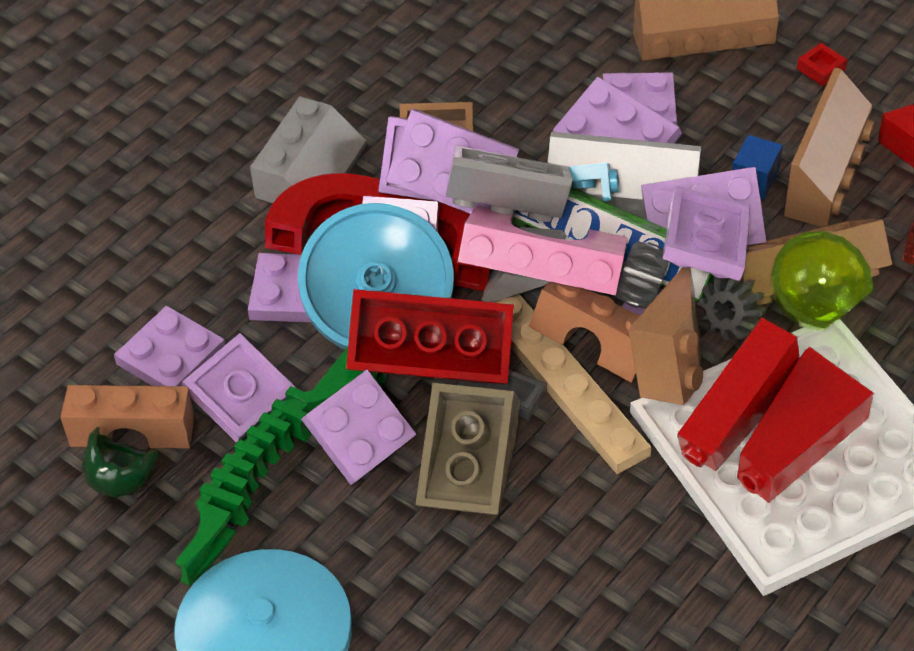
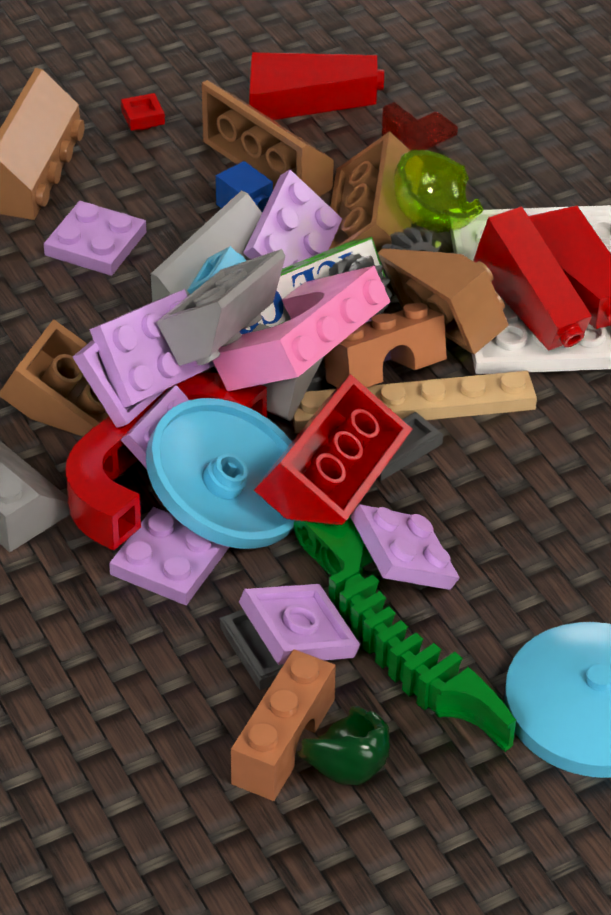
camera: 70 degrees left, 5 degrees down
(168, 349) = (197, 677): lavender plate -> none
(467, 448) = (468, 483): dark tan slope -> none
(614, 114) = (120, 258): lavender plate -> none
(707, 233) = (349, 225): lavender plate -> none

